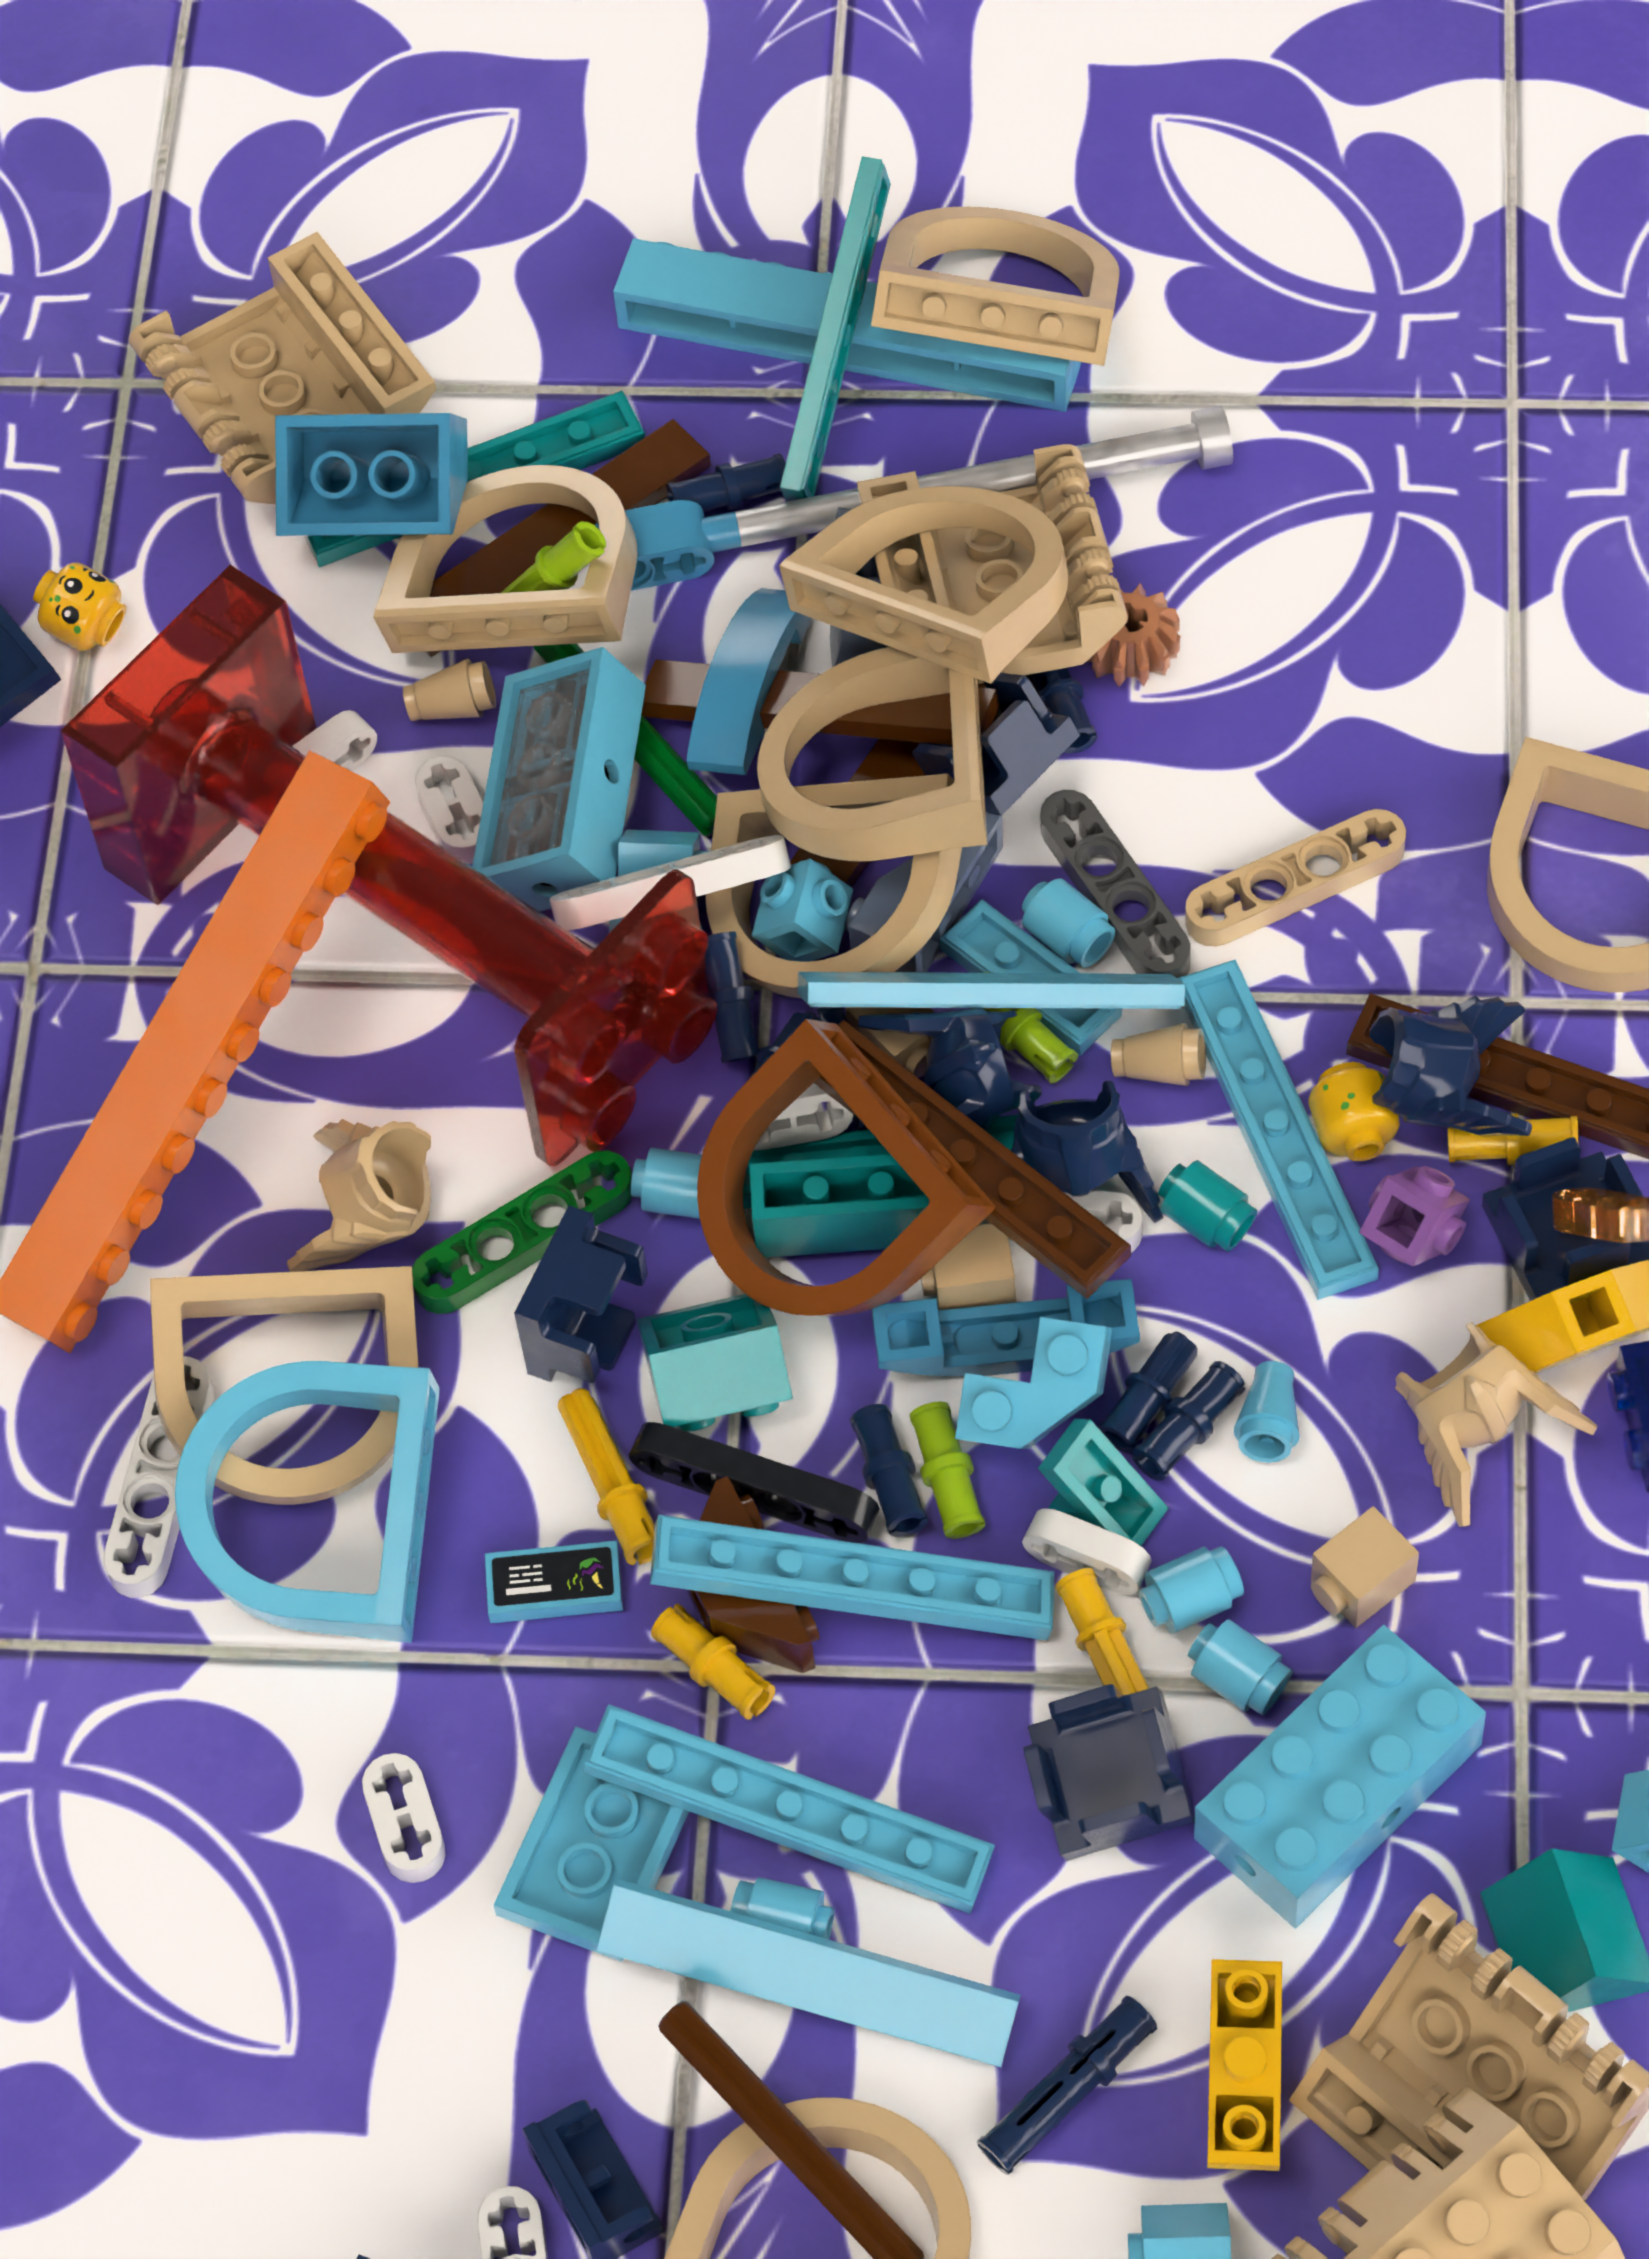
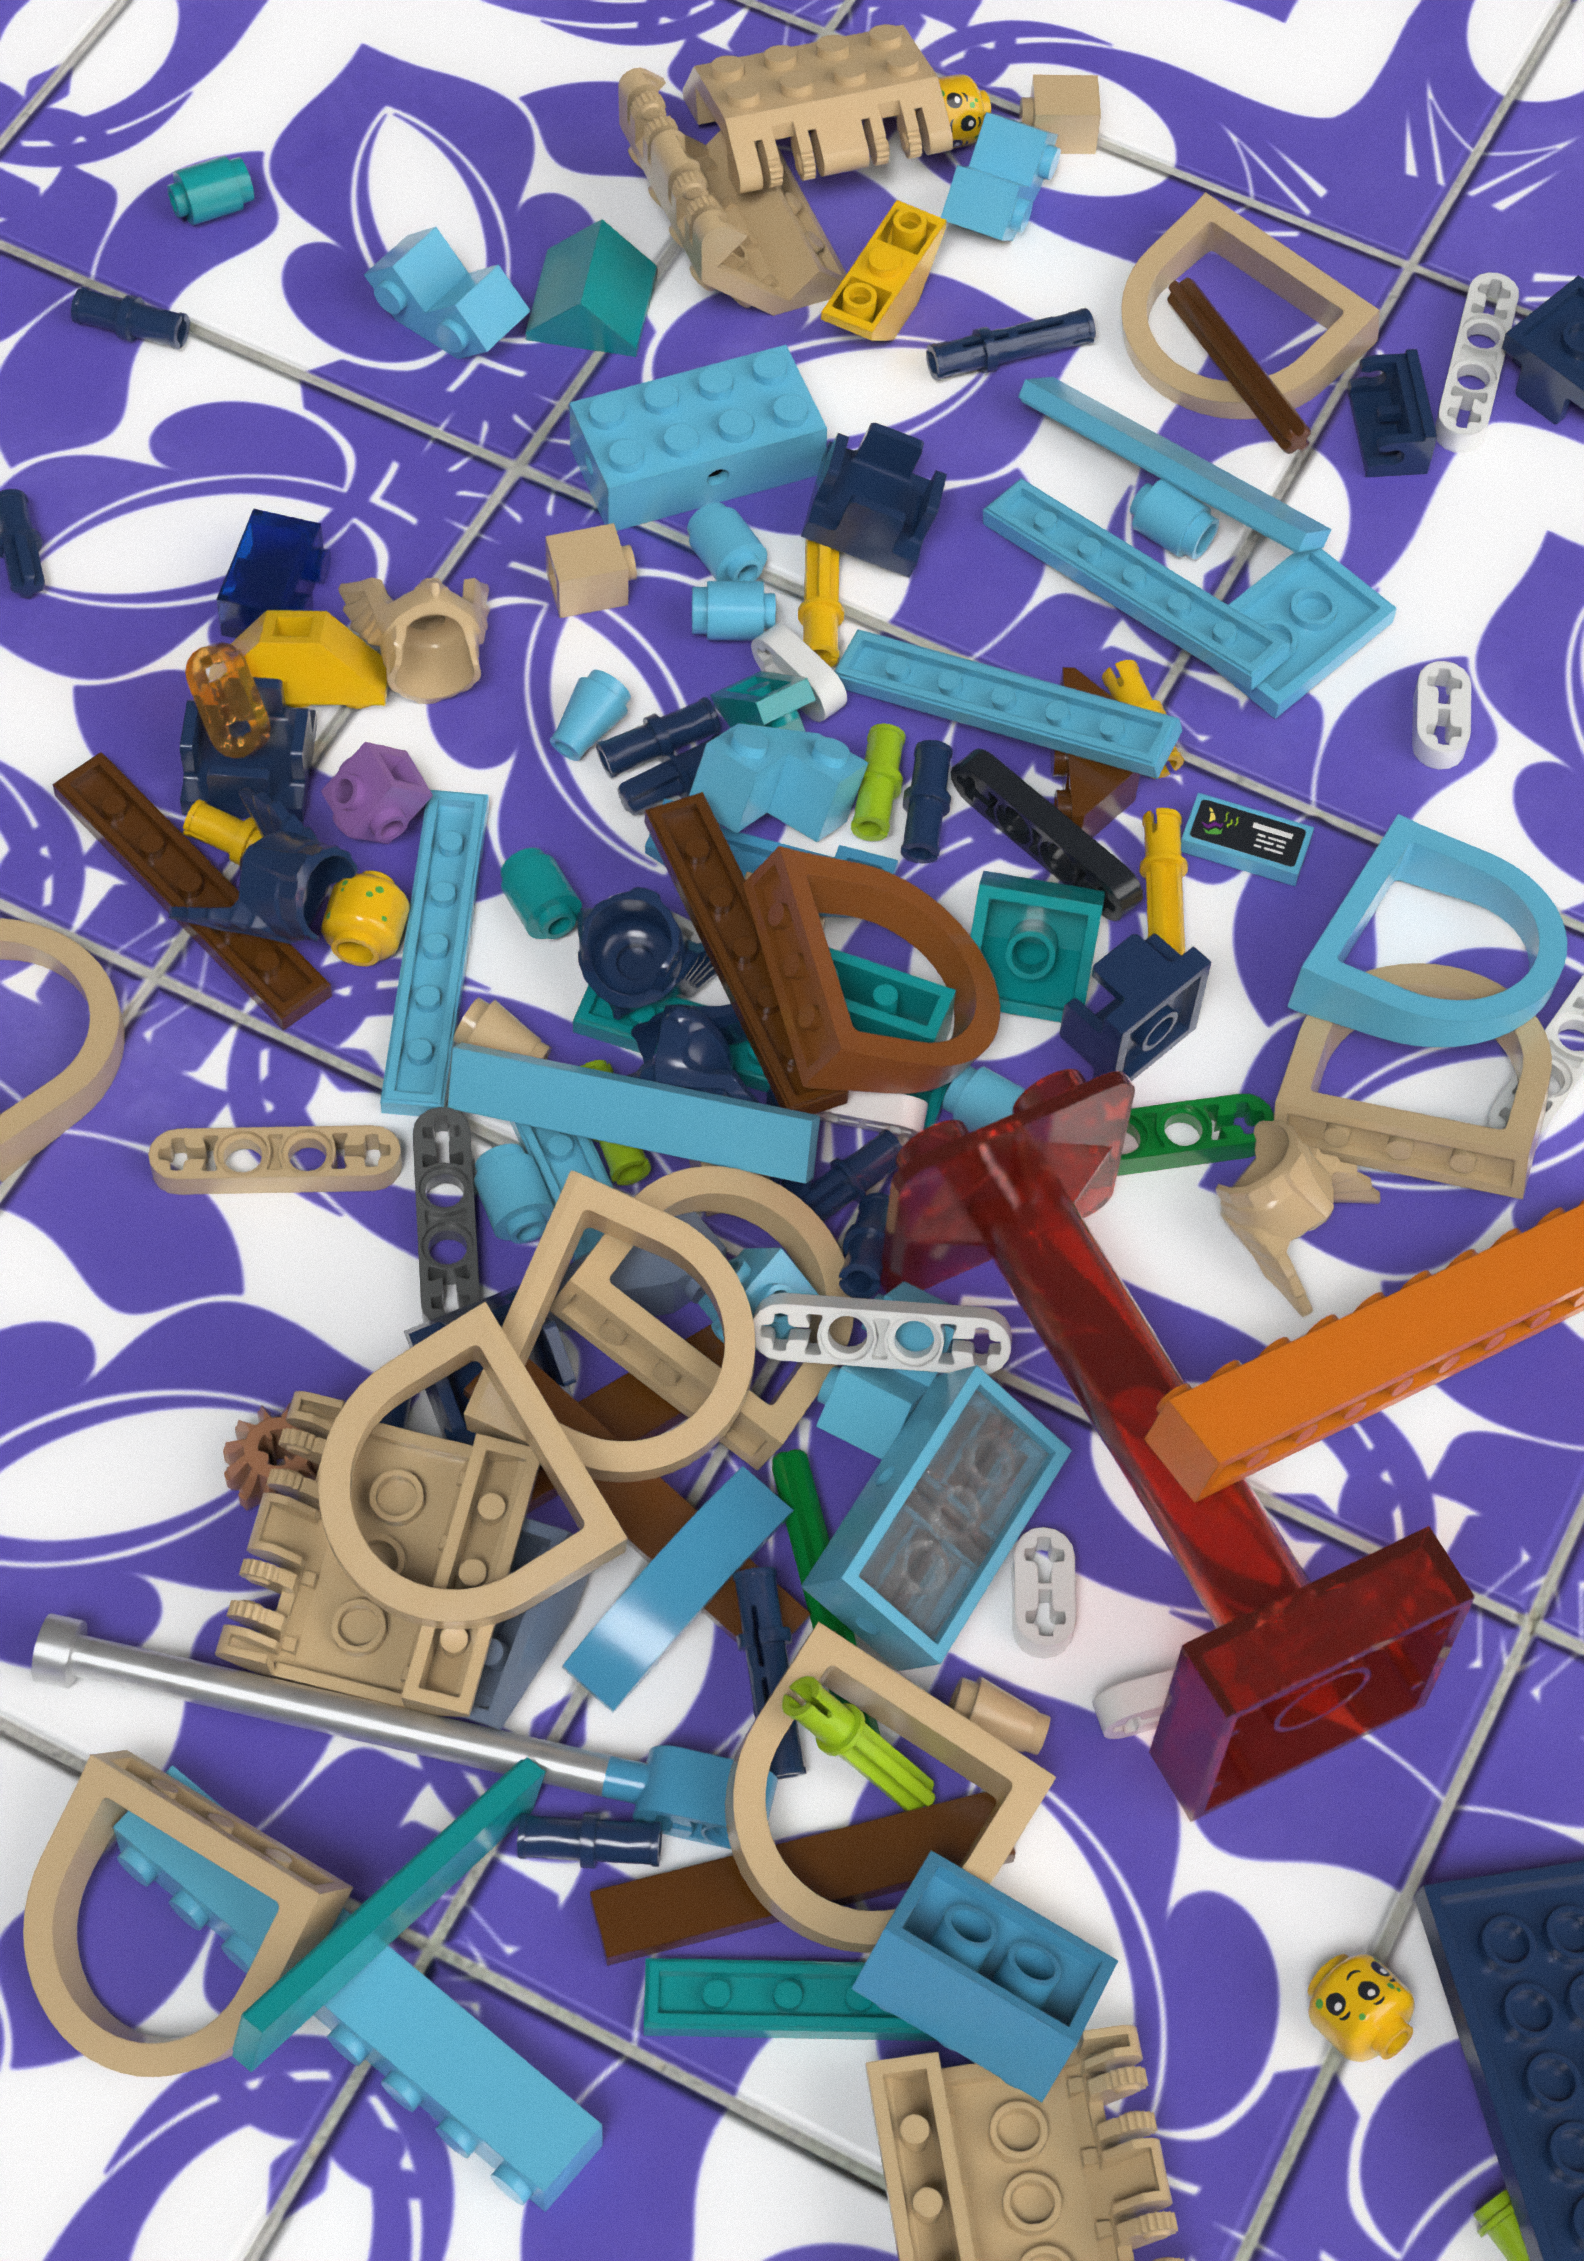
camera: 165 degrees left, 0 degrees up
(661, 653) = (766, 1655): none -> dark blue pin

